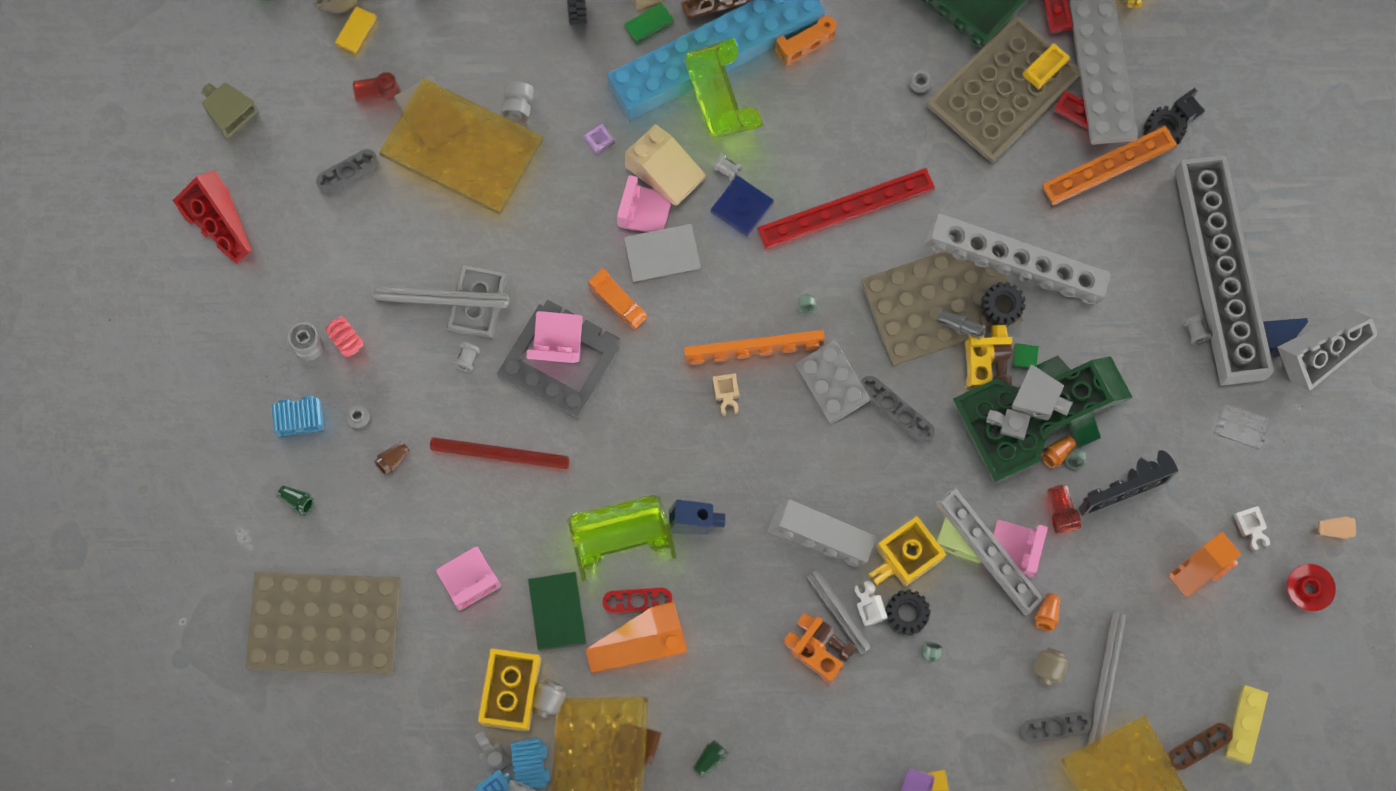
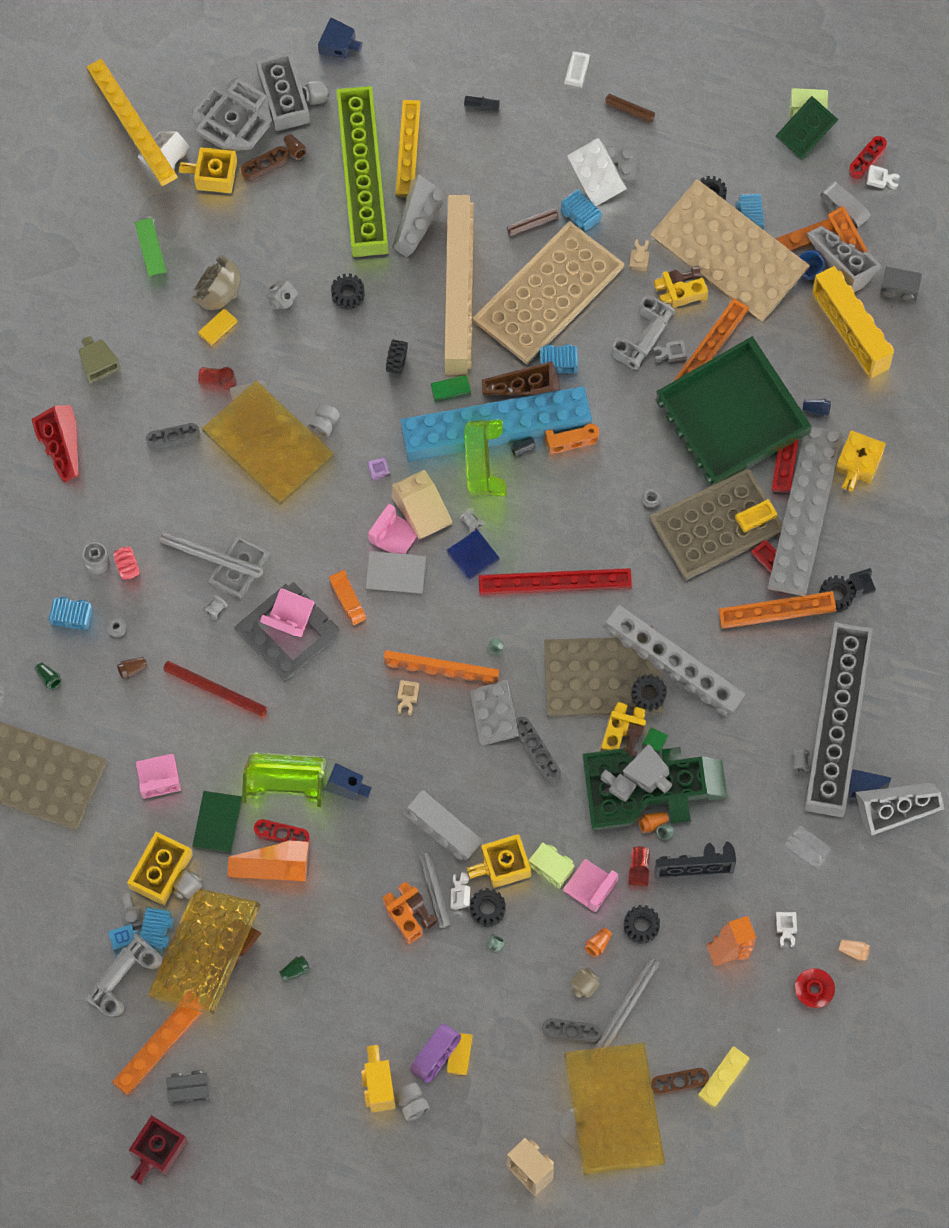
camera: 20 degrees right, 5 degrees down
(755, 65) = (522, 447): none -> black pin
(961, 324) = (608, 698): dark grey pin -> none
(989, 551) = (566, 879): light grey tile -> none
(1099, 565) = (637, 935): none -> black tyre

